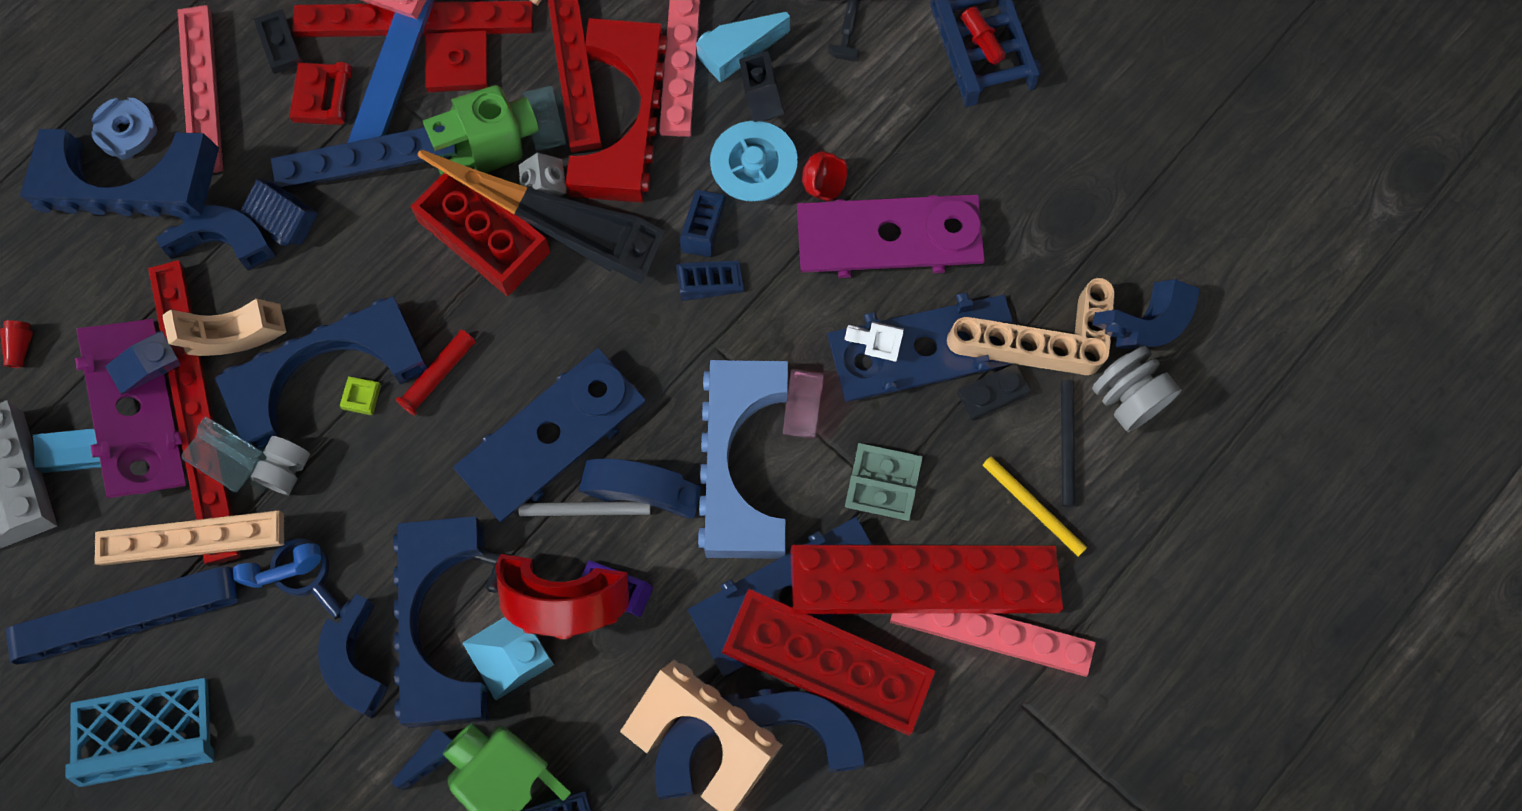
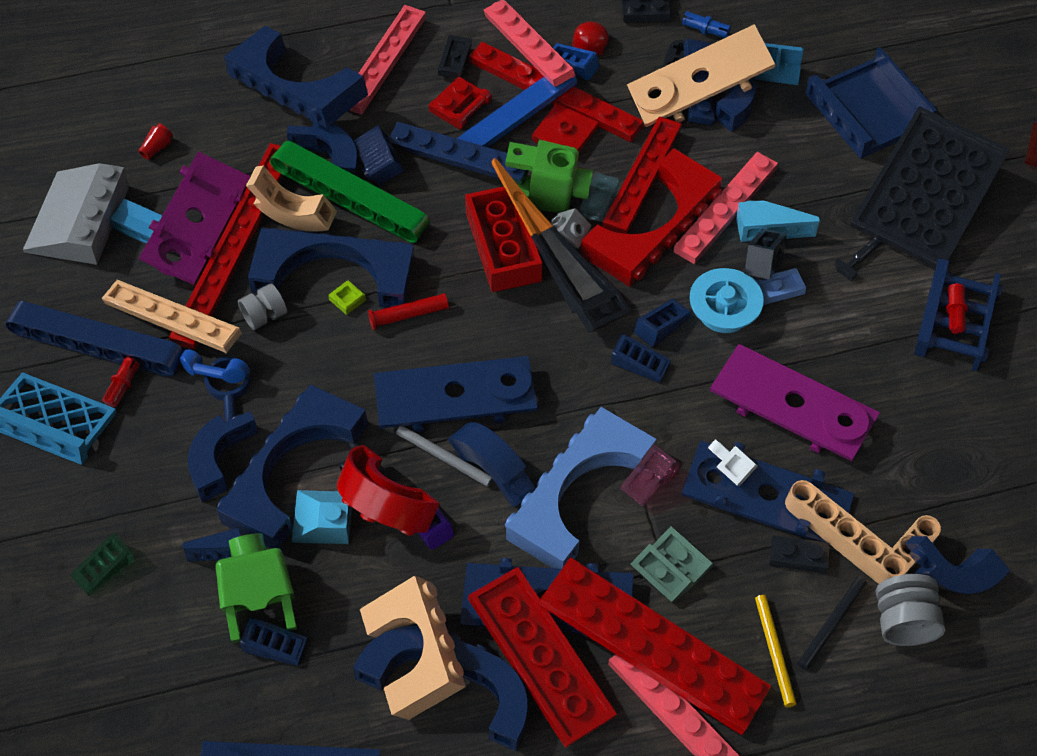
camera: 30 degrees right, 15 degrees down
(126, 143) = (311, 64): medium blue plate -> none
(142, 363) = (223, 192): dark blue slope -> none
(189, 646) = (120, 382): none -> red axle
(221, 455) = (230, 276): clear light blue panel -> none
(278, 274) = (350, 191): none -> green beam
(798, 108) = (782, 286): none -> medium blue plate
(824, 175) = (772, 337): red hair -> none

